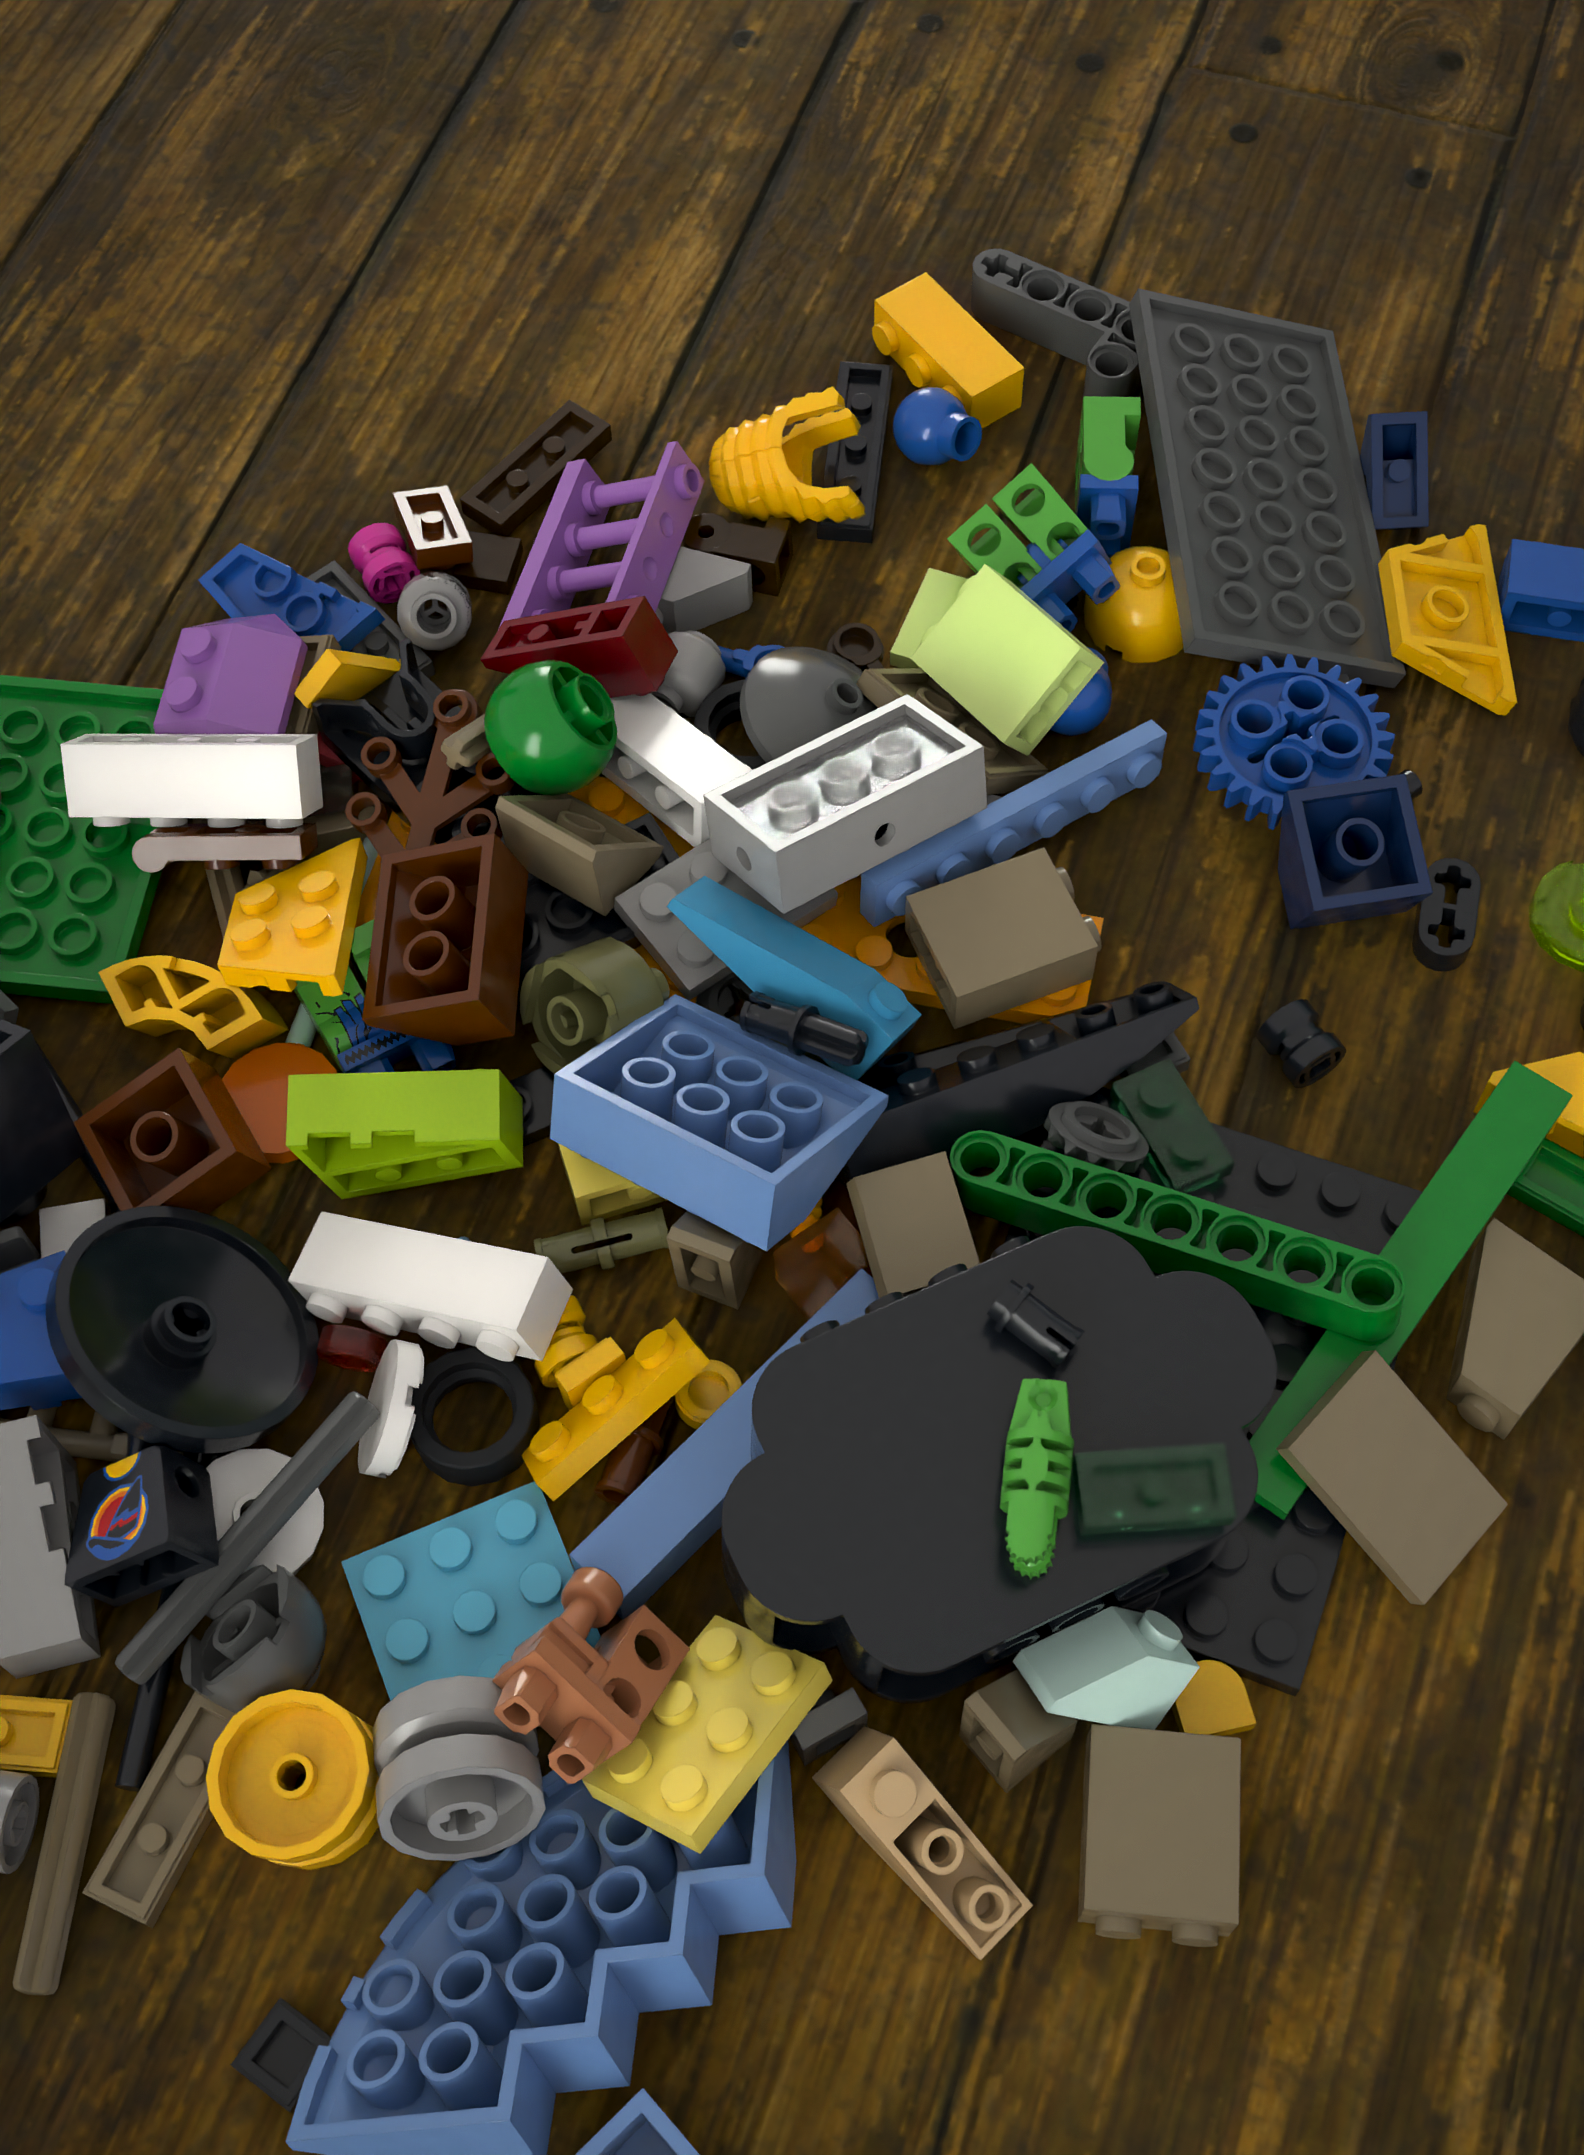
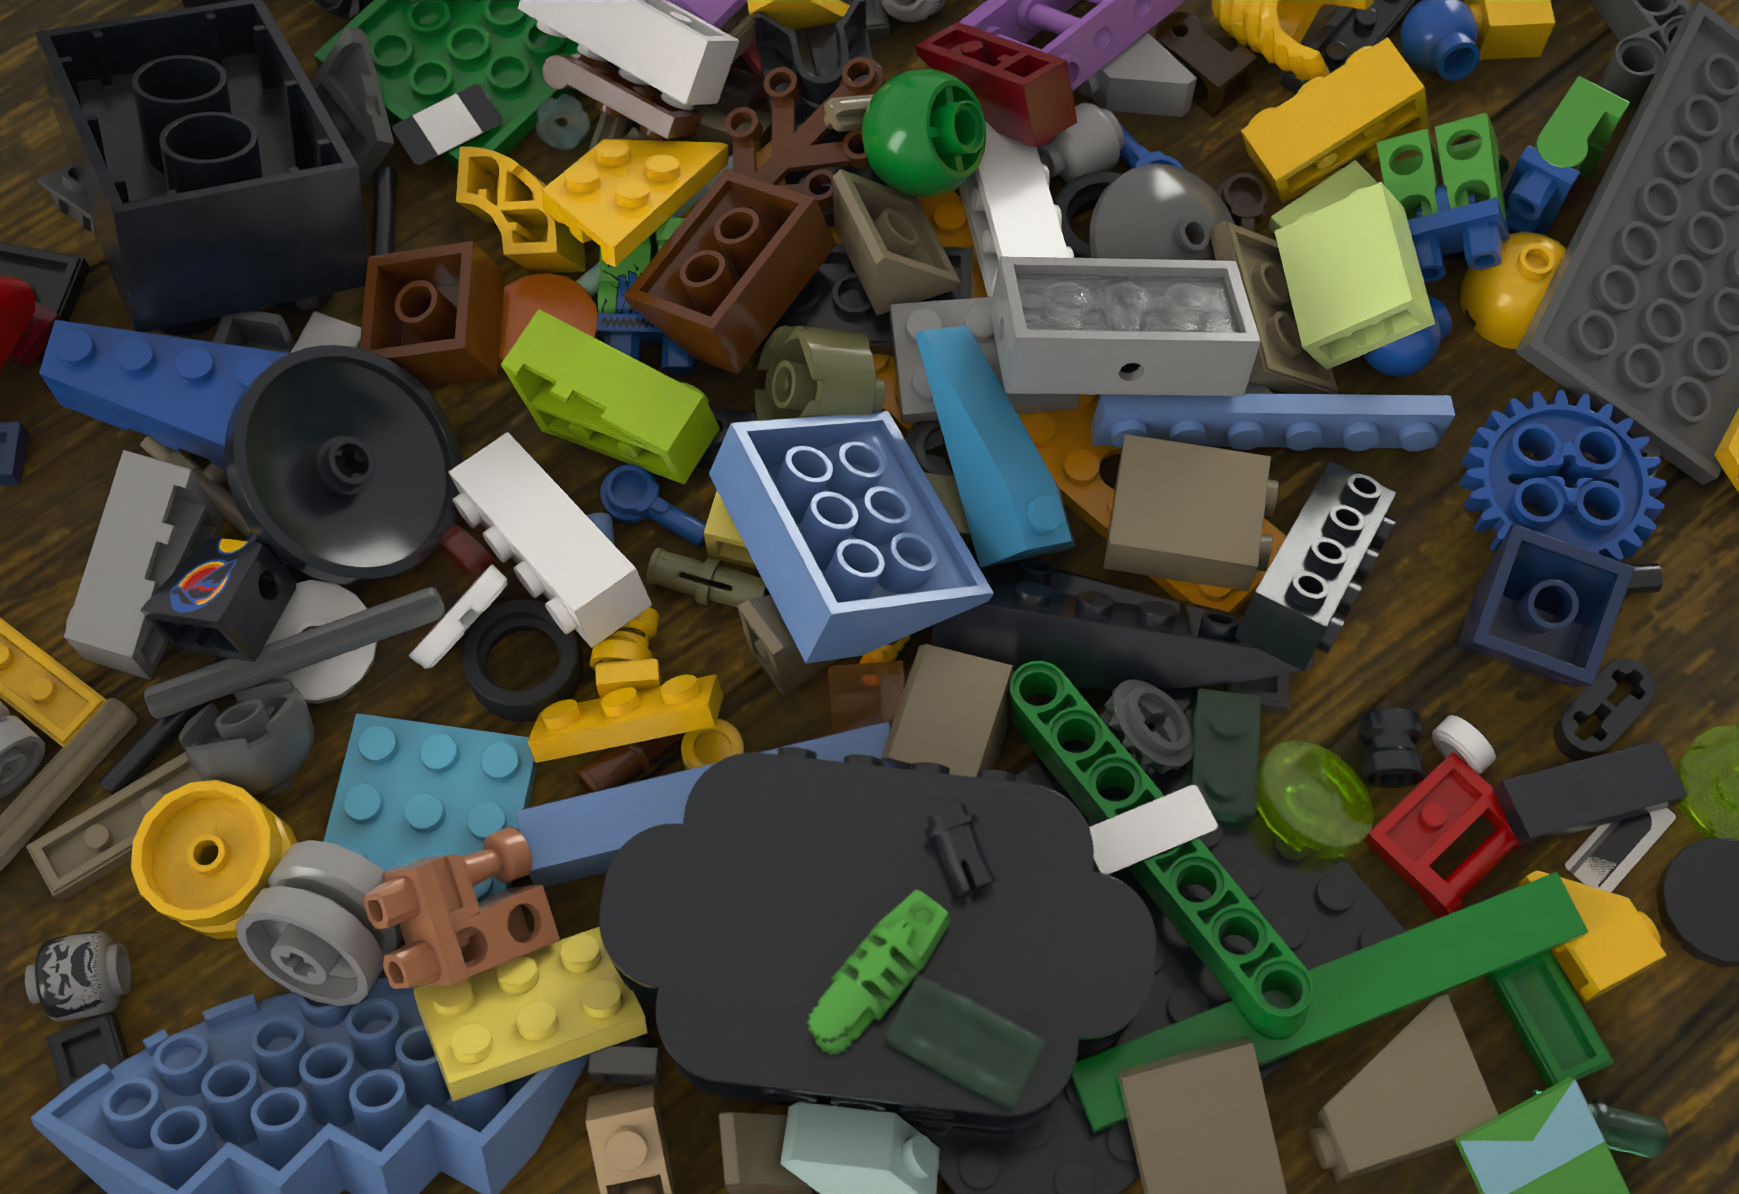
camera: 30 degrees right, 5 degrees up
(61, 963) = (447, 124): none -> sticker
(188, 910) = (562, 136): none -> clear light blue plate
(226, 1983) = (79, 976): none -> light grey head
(477, 1206) = (633, 495): none -> blue plate
(803, 1030) = (960, 499): black axle -> none
(895, 539) = (1336, 120): none -> yellow wedge
(1147, 920) = (1319, 568): none -> black brick
(1171, 1214) = (1151, 829): none -> white sticker
(1269, 1123) = (1313, 799): none -> clear neon green tile
(1357, 1007) = (1466, 741): none -> white tile
(1375, 1087) = (1430, 822): none -> red plate
(1484, 987) = (1589, 793): none -> black tile
(1530, 1013) = (1617, 848): none -> sticker

